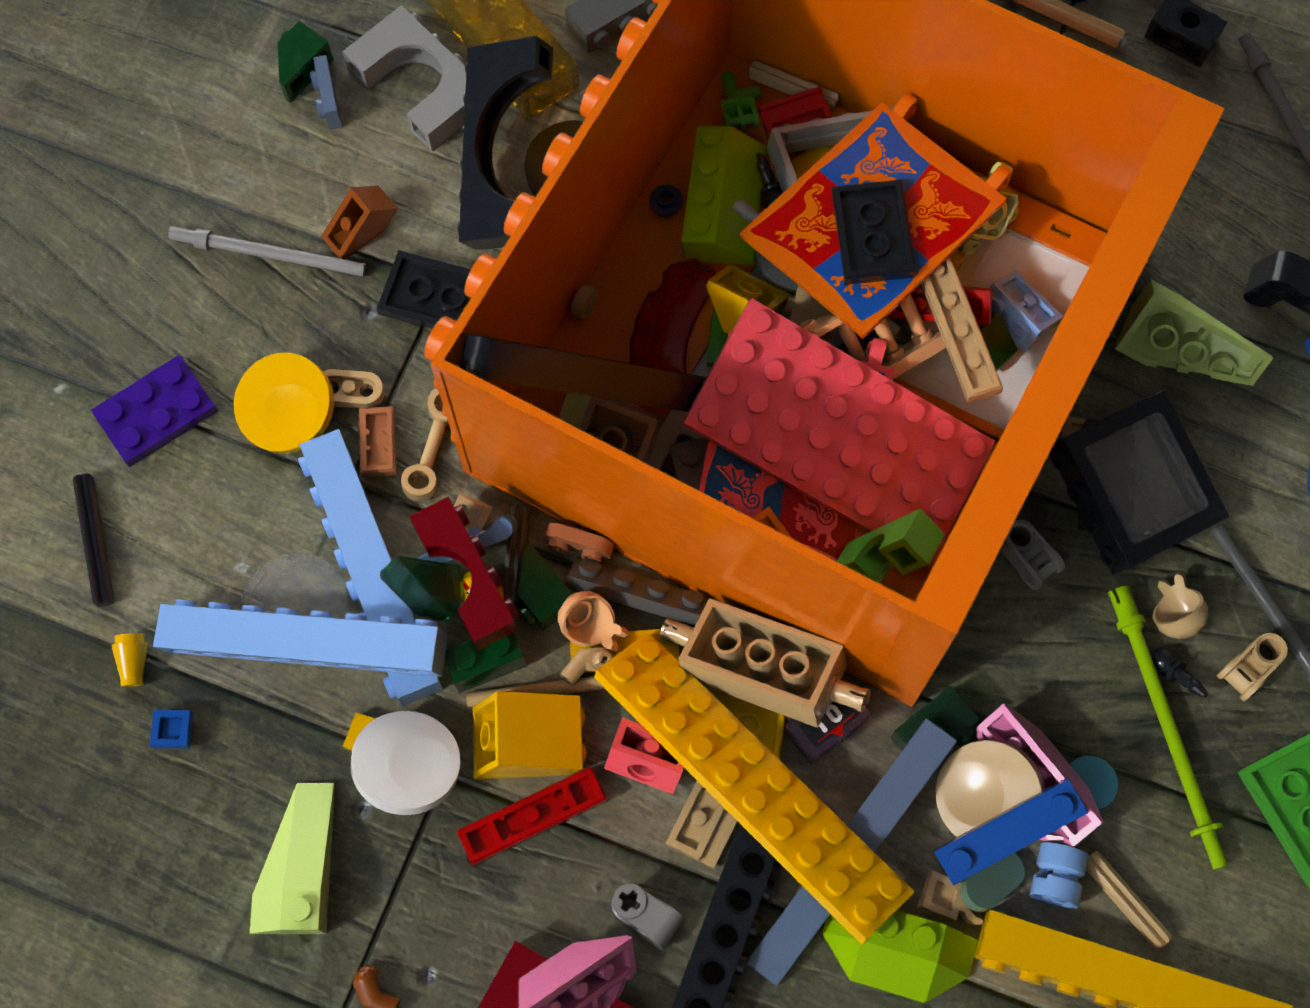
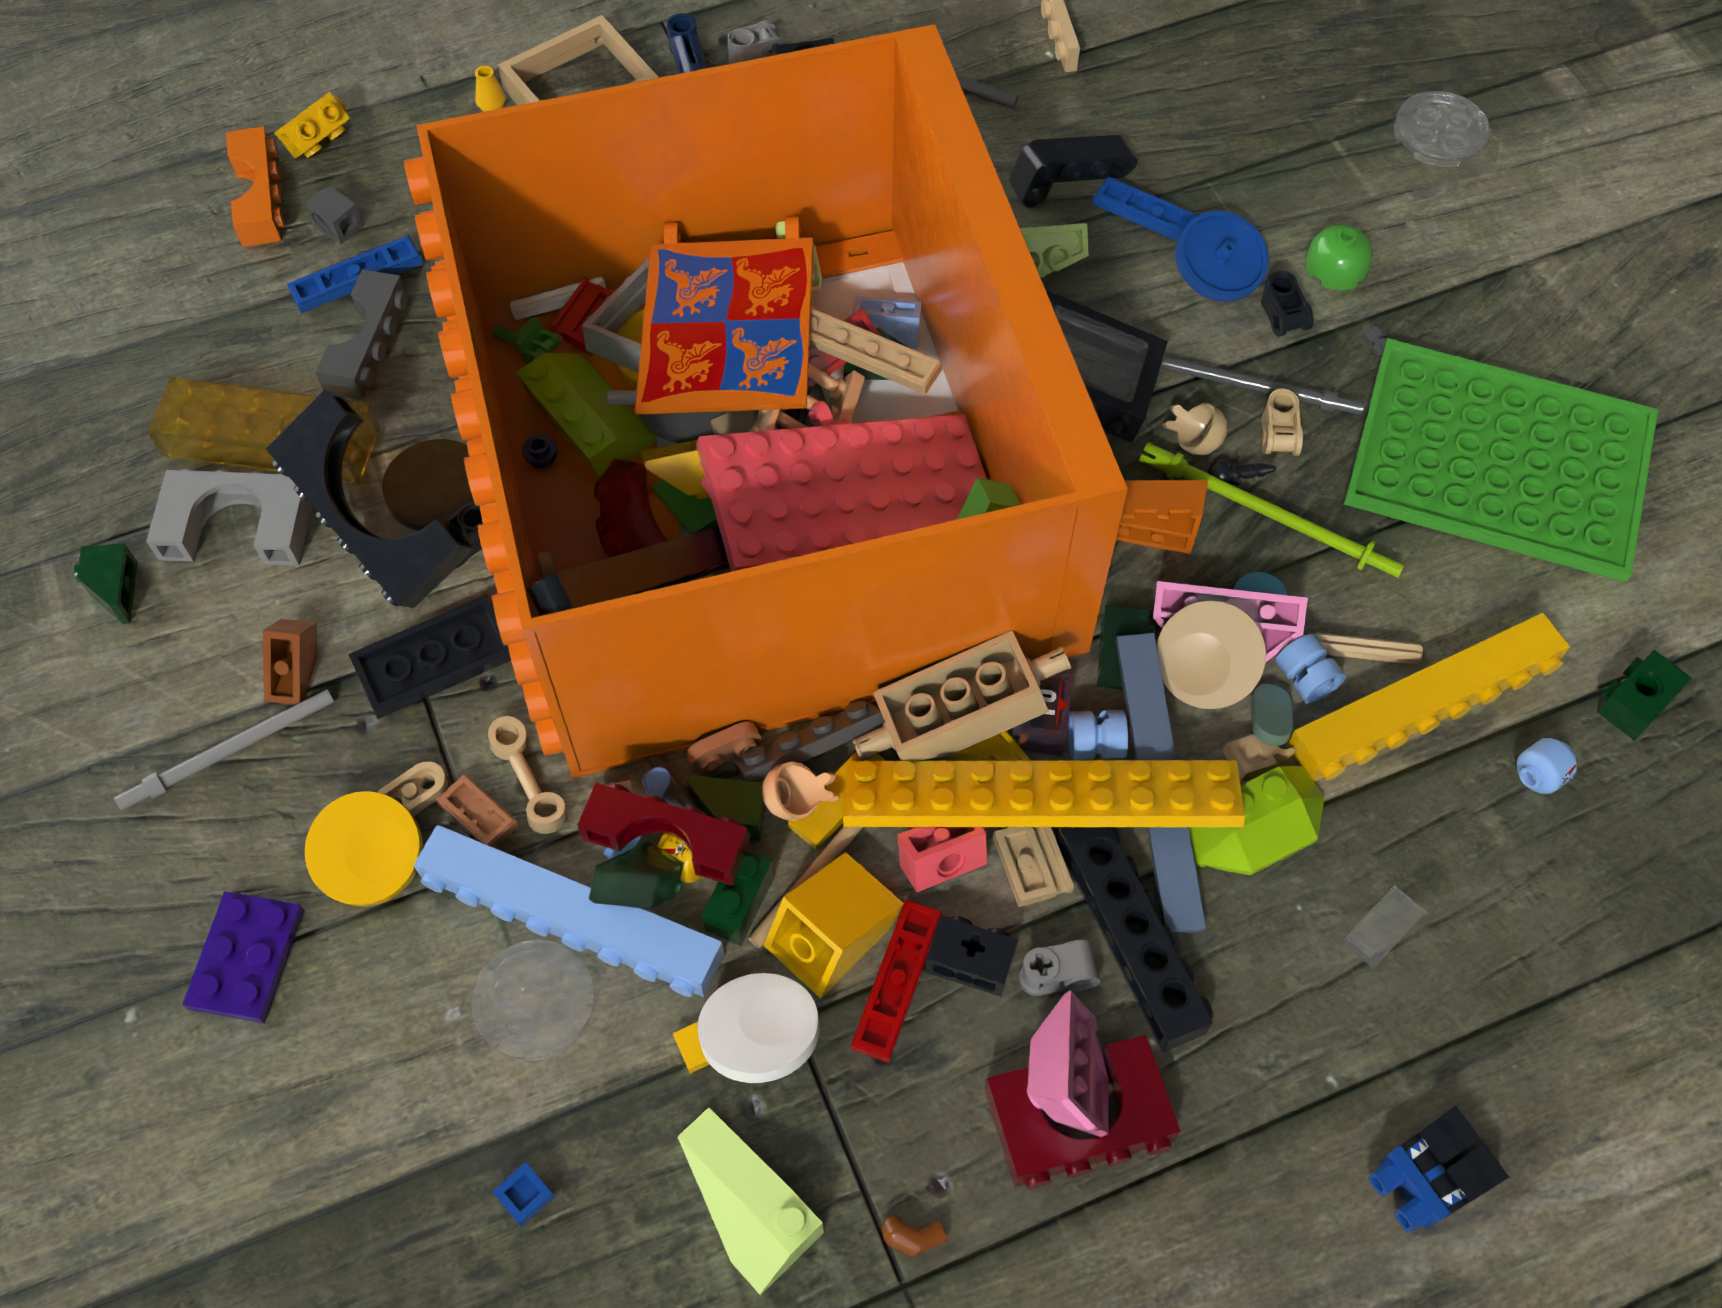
camera: 45 degrees left, 10 degrees down
(93, 540) = (291, 1108): black axle -> none
(130, 658) = (425, 1170): yellow cone -> none
(301, 639) = (567, 1014): light blue brick -> none
(326, 105) = (167, 591): sand blue plate -> none
(585, 661) = (822, 824): tan arm -> none
(597, 869) = (985, 970): none -> black brick
(771, 190) = (619, 378): black bar -> none
(844, 775) = (1097, 734): none -> light blue wheel
(873, 232) = (739, 330): black tile -> none
(1010, 831) = (1253, 661): blue plate -> none
(1063, 641) = (1163, 513): none -> orange wedge

